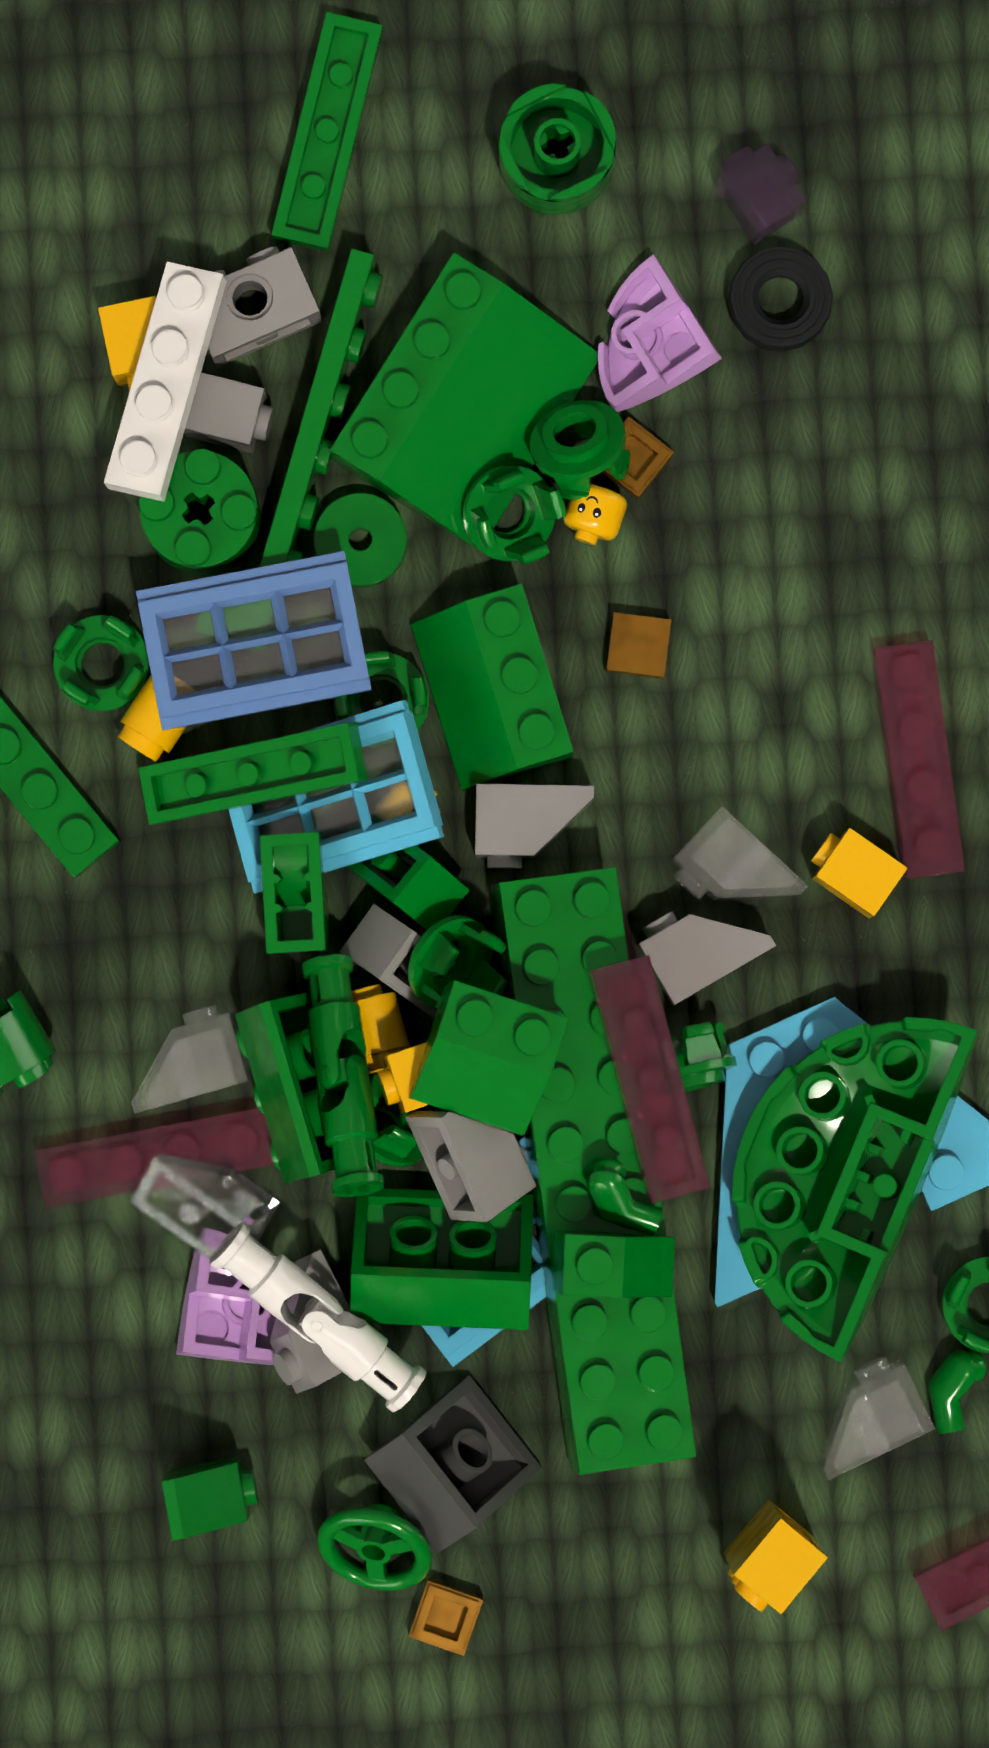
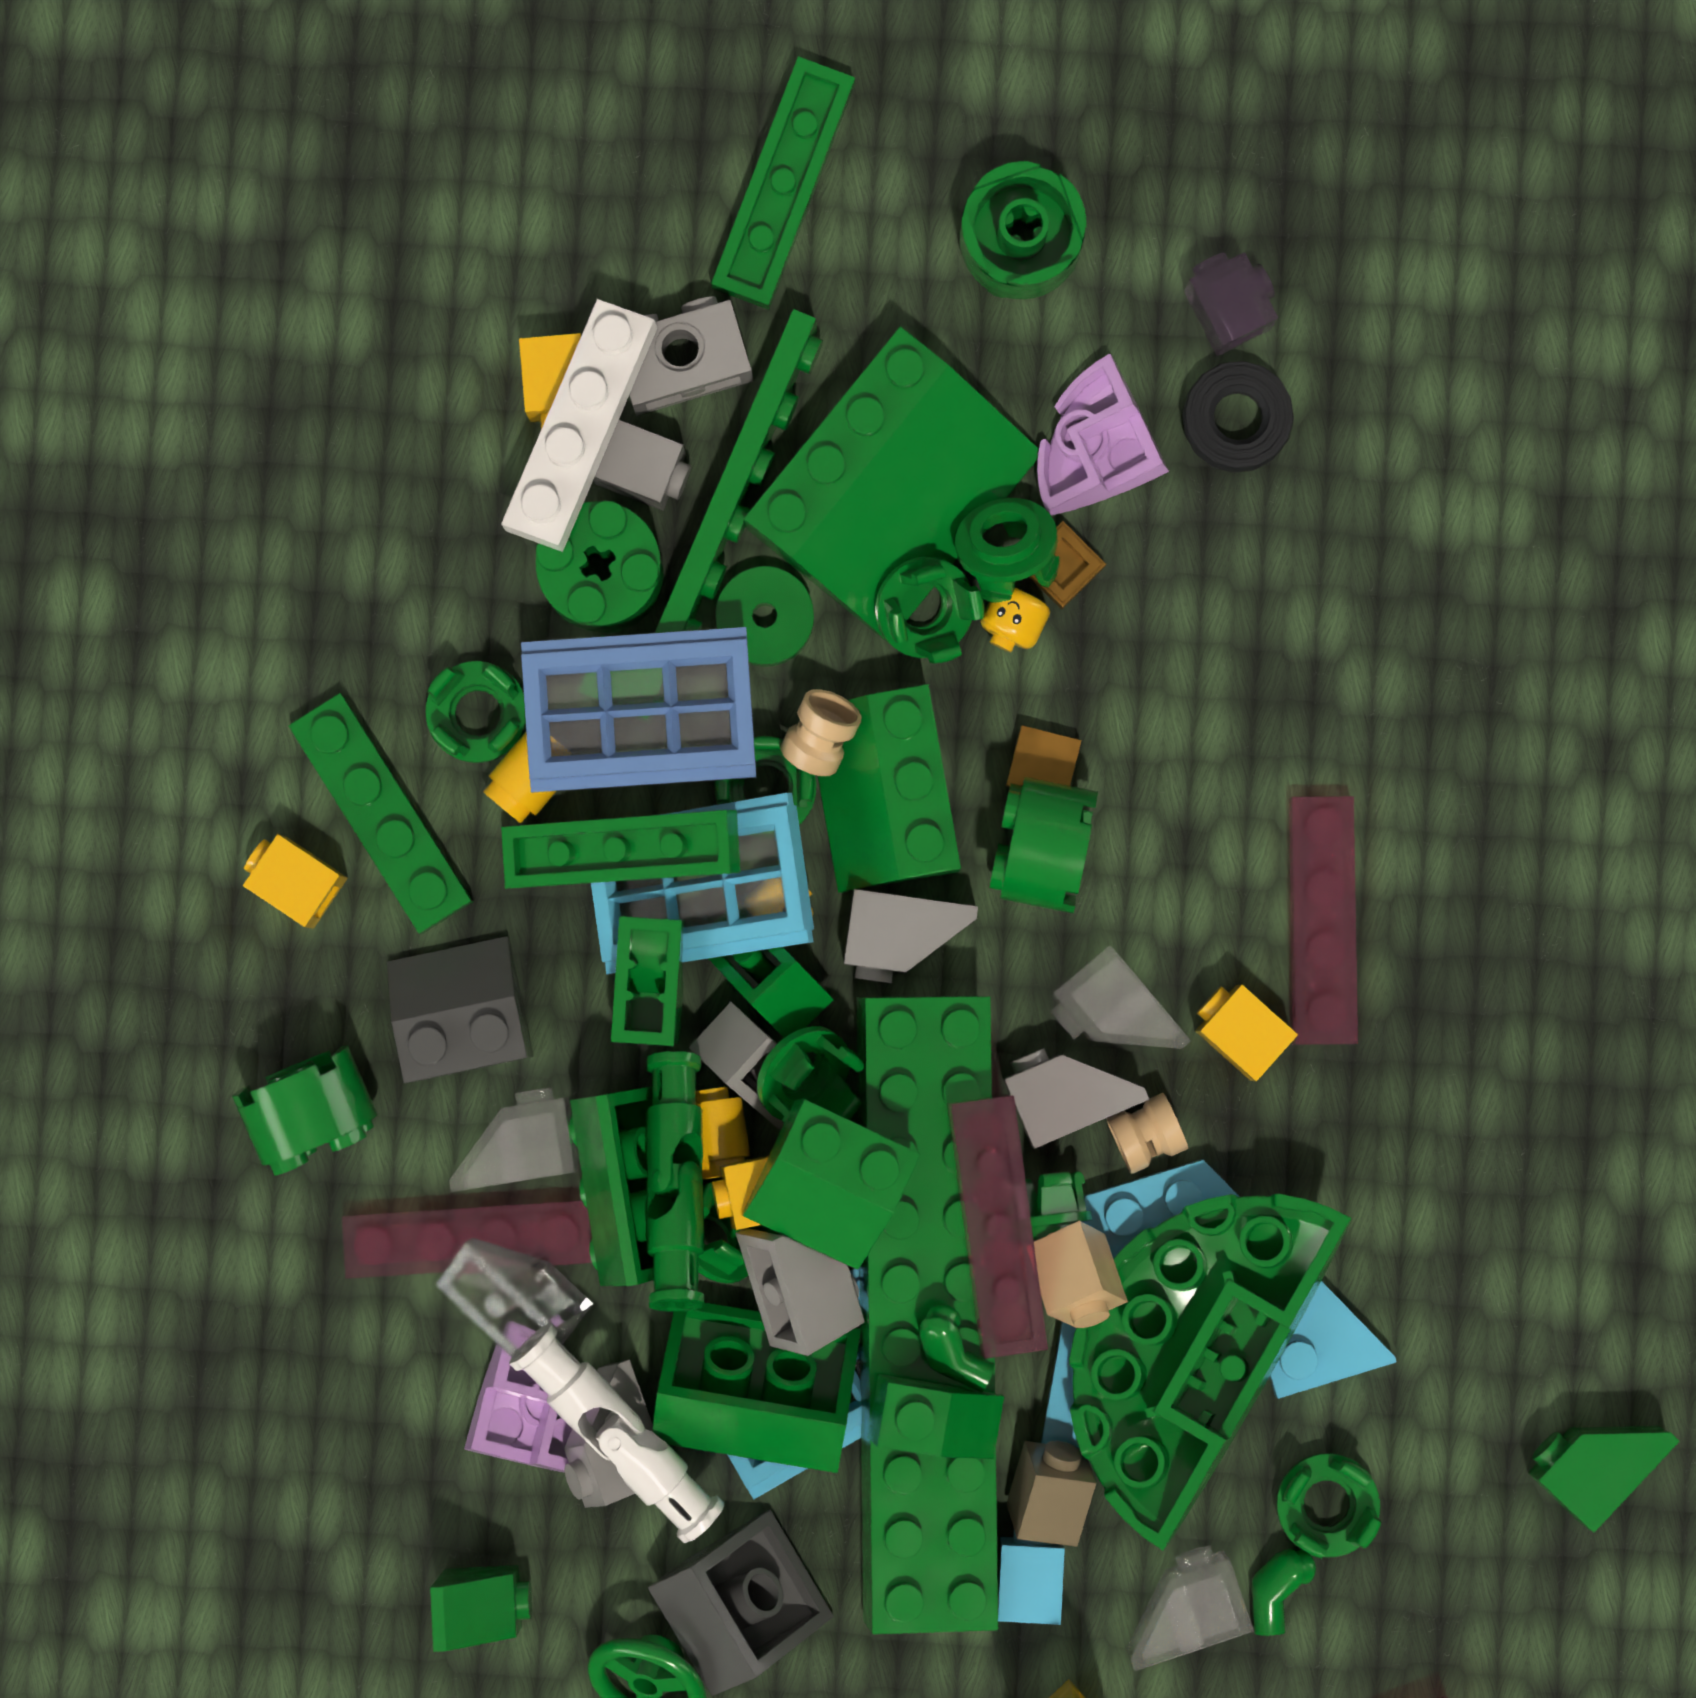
camera: 10 degrees right, 0 degrees up
(118, 945) = (457, 1010): none -> dark grey slope
(425, 645) = (818, 737): none -> tan wheel
(649, 719) = (1046, 844): none -> green brick
(720, 1406) = (1030, 1581): none -> medium azure brick
(730, 1117) = (1078, 1275): none -> tan brick
(730, 1324) = (1051, 1493): none -> dark tan brick
(778, 978) = (1147, 1133): none -> tan wheel

